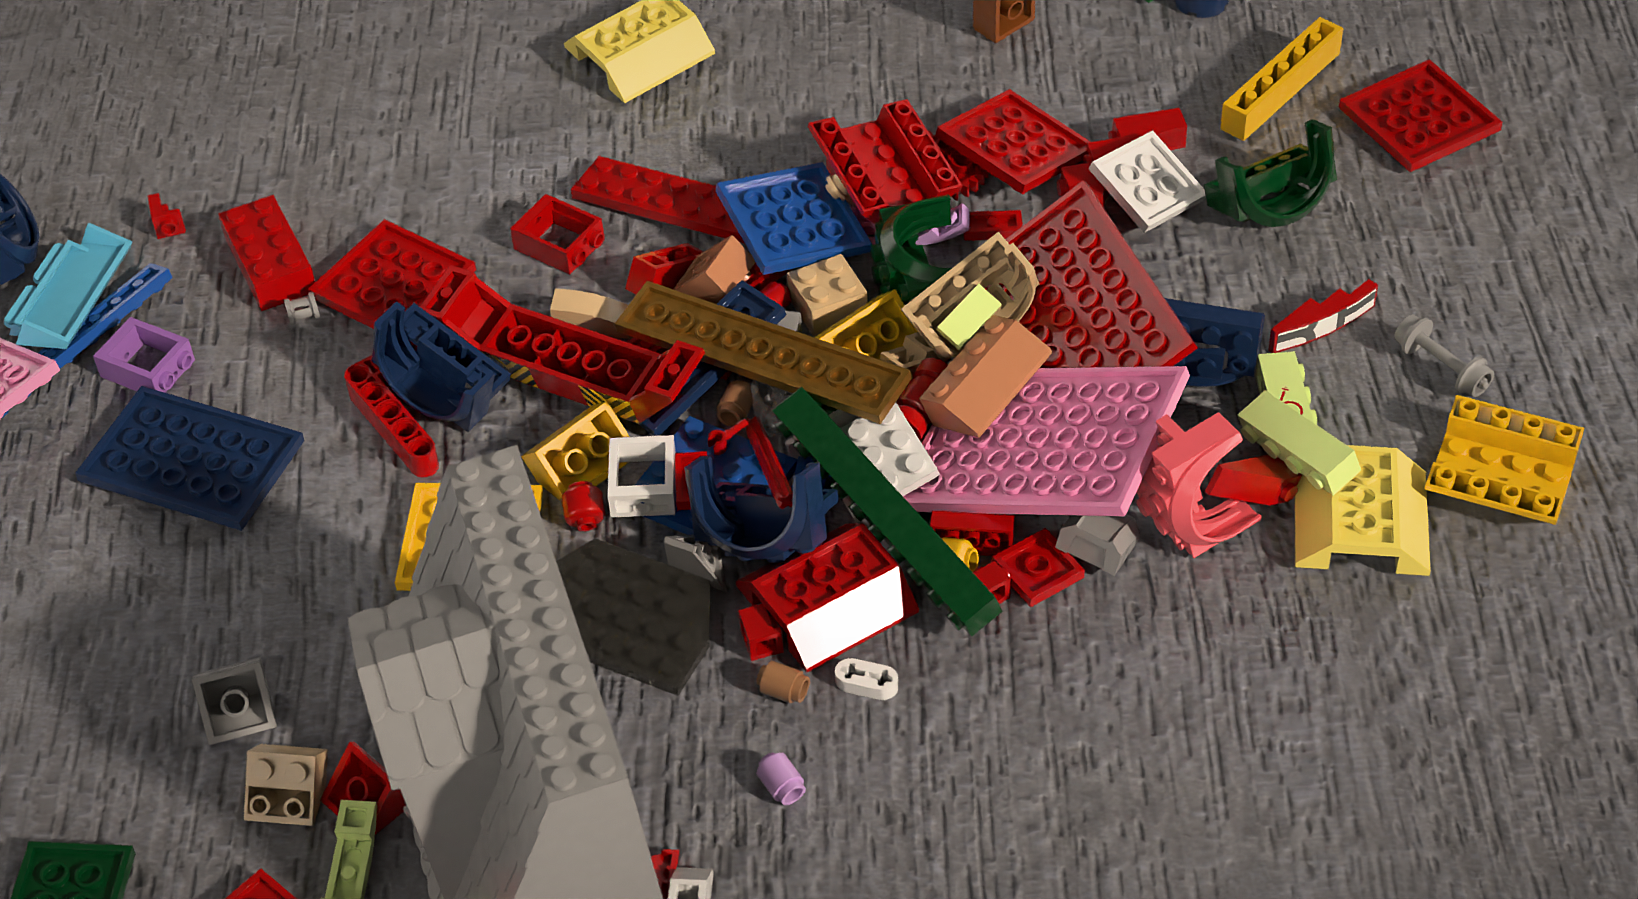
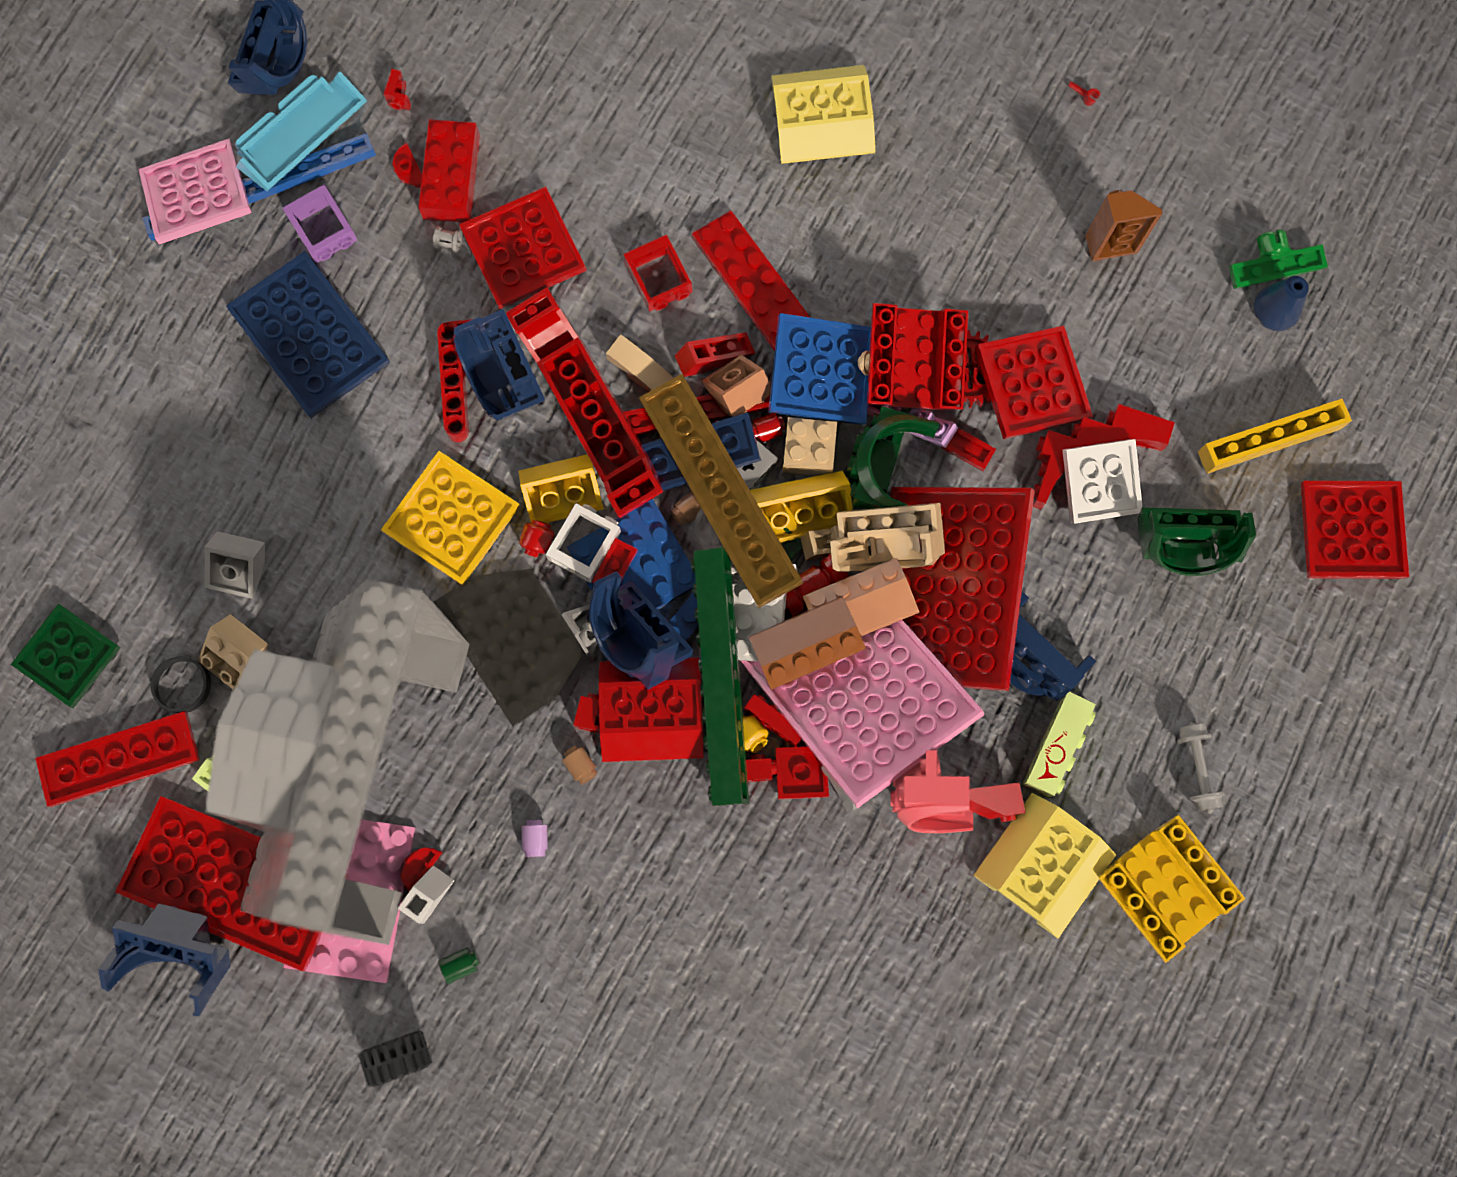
camera: 25 degrees right, 30 degrees up
(215, 275) = (406, 167): none -> red plate
(227, 823) = (159, 671): none -> black tyre
(719, 438) = (661, 540): red hand -> none
(769, 463) = (668, 590): red axle -> none
(866, 679) = (632, 796): white beam -> none
(955, 426) = (807, 642): none -> dark orange slope
(968, 317) = (877, 552): yellowish green tile -> none
(1299, 443) = (1034, 796): yellowish green brick -> none
(1318, 320) = (1135, 678): slope -> none

